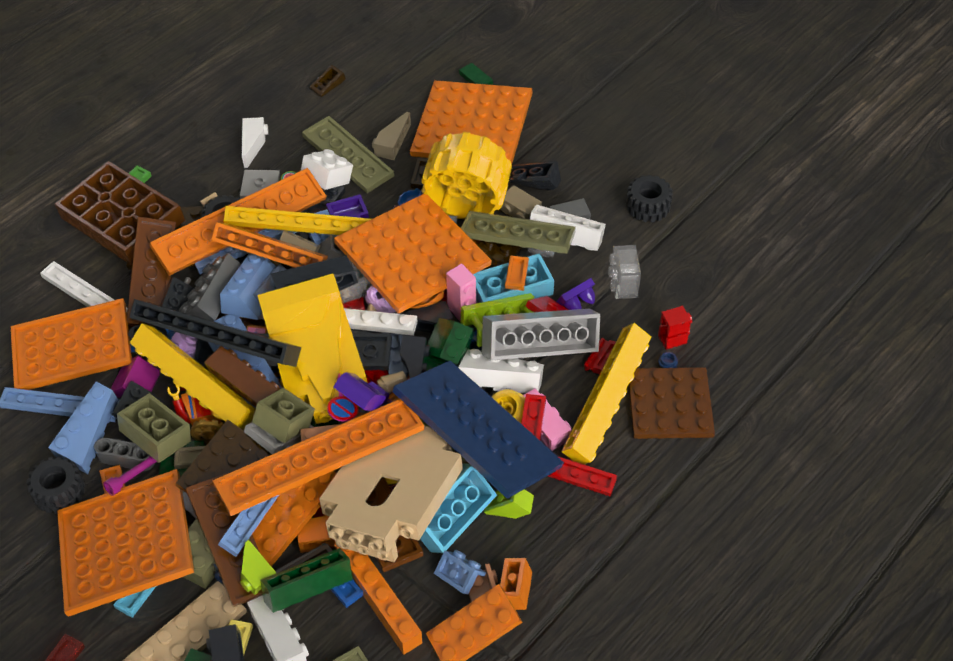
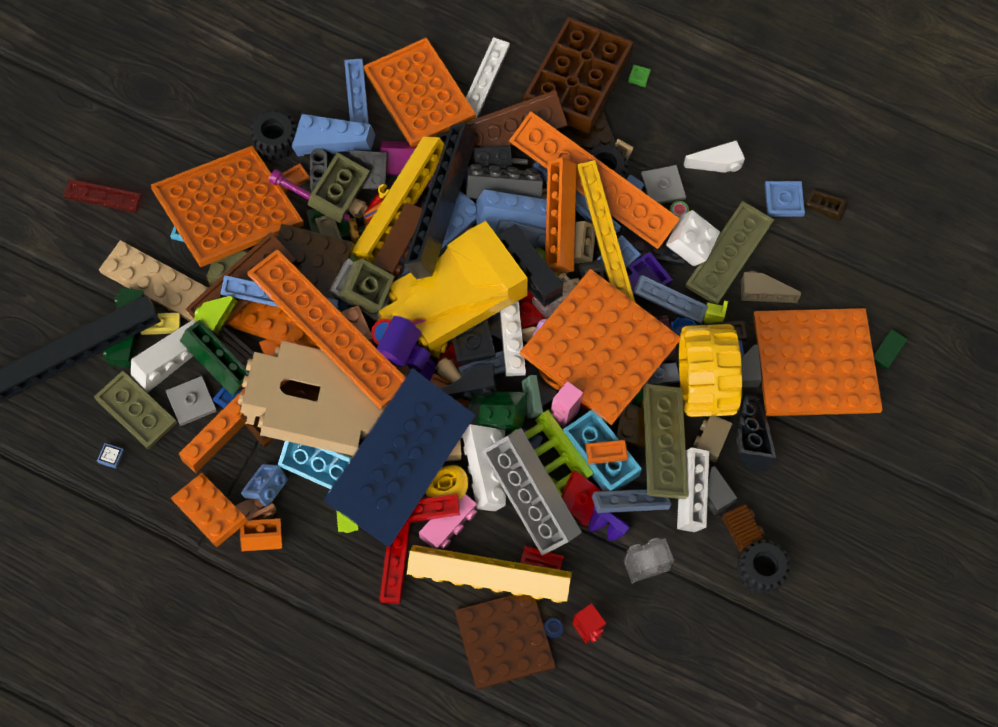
camera: 70 degrees right, 15 degrees up
(309, 107) = (784, 199): none -> medium blue tile
(337, 630) = (191, 401): none -> light grey plate
(379, 199) = (670, 299): none -> sand blue plate
(403, 175) = (715, 313): none -> neon yellow panel
(434, 312) = (533, 402): none -> sand green tile
(565, 273) = (628, 501): none -> sand blue plate
(609, 205) = (743, 527): none -> reddish brown brick

